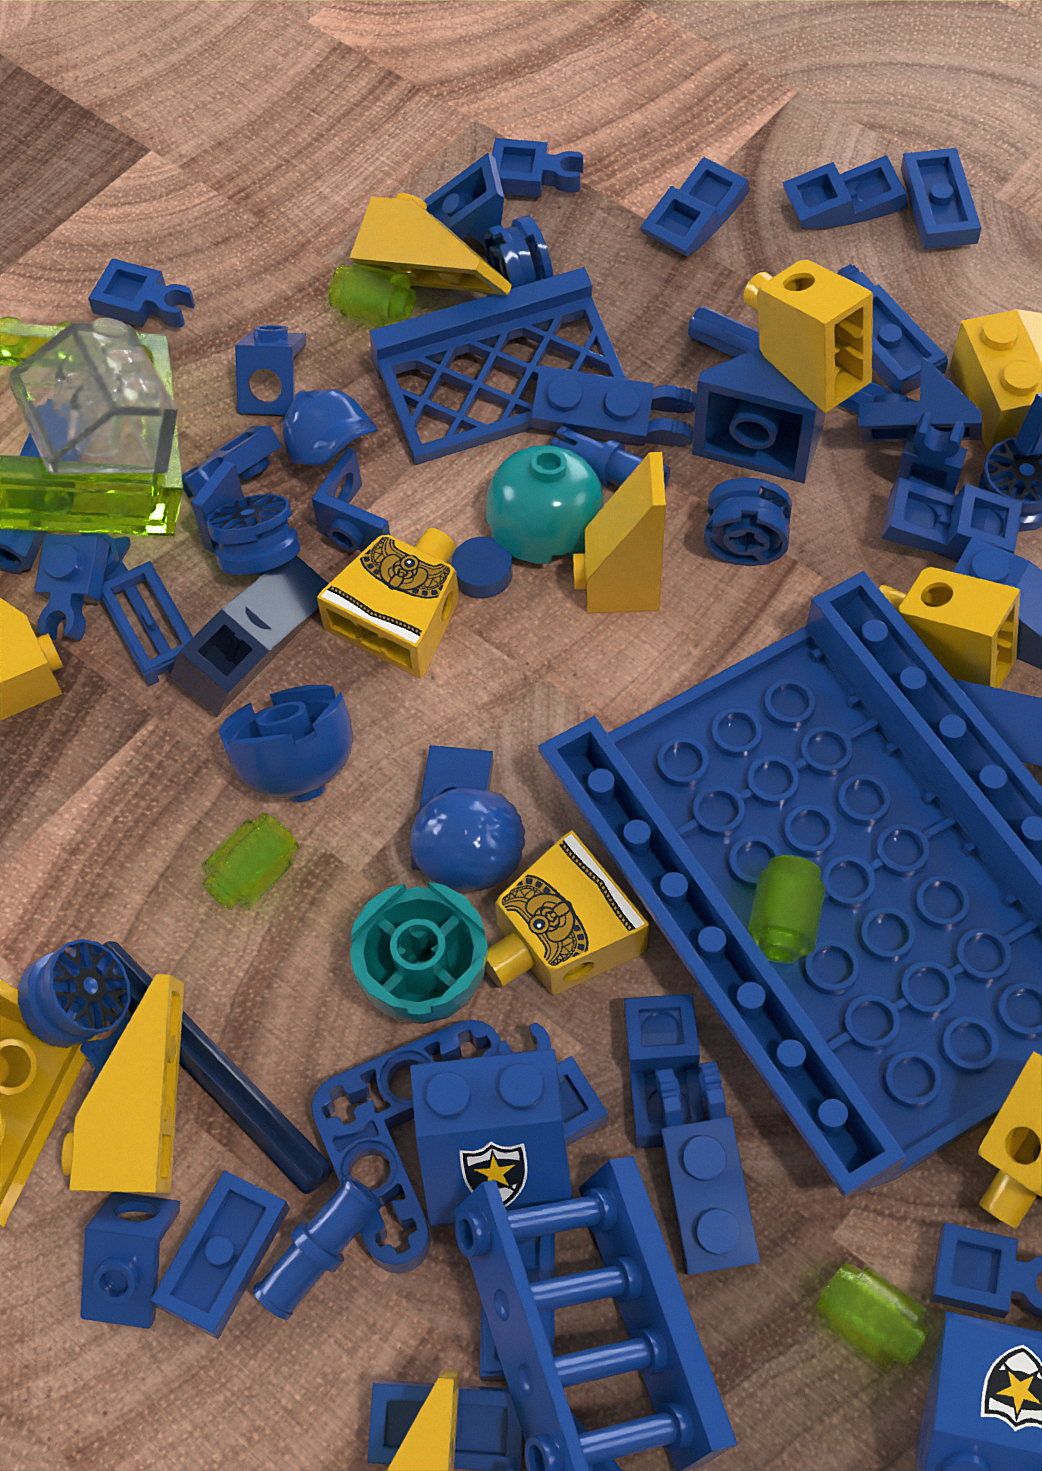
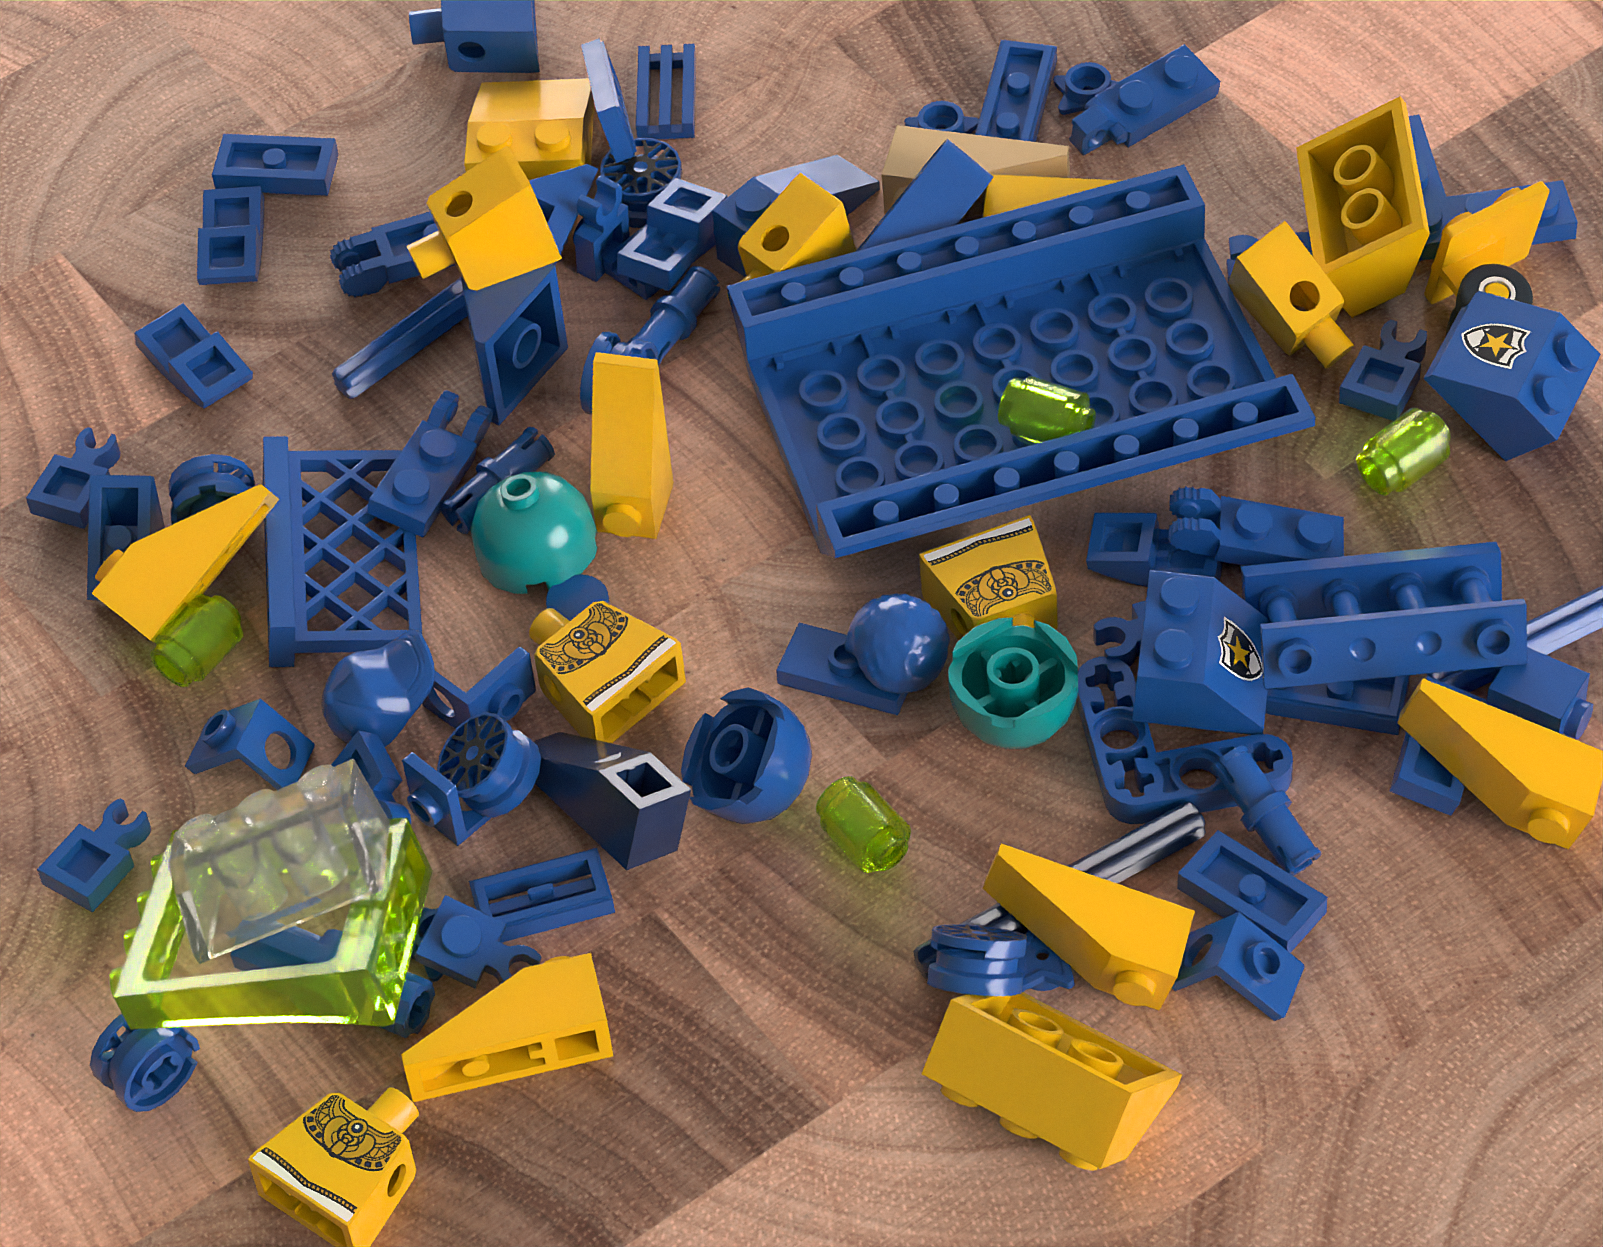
camera: 75 degrees left, 10 degrees down
(854, 553) = (676, 314): none -> blue pin

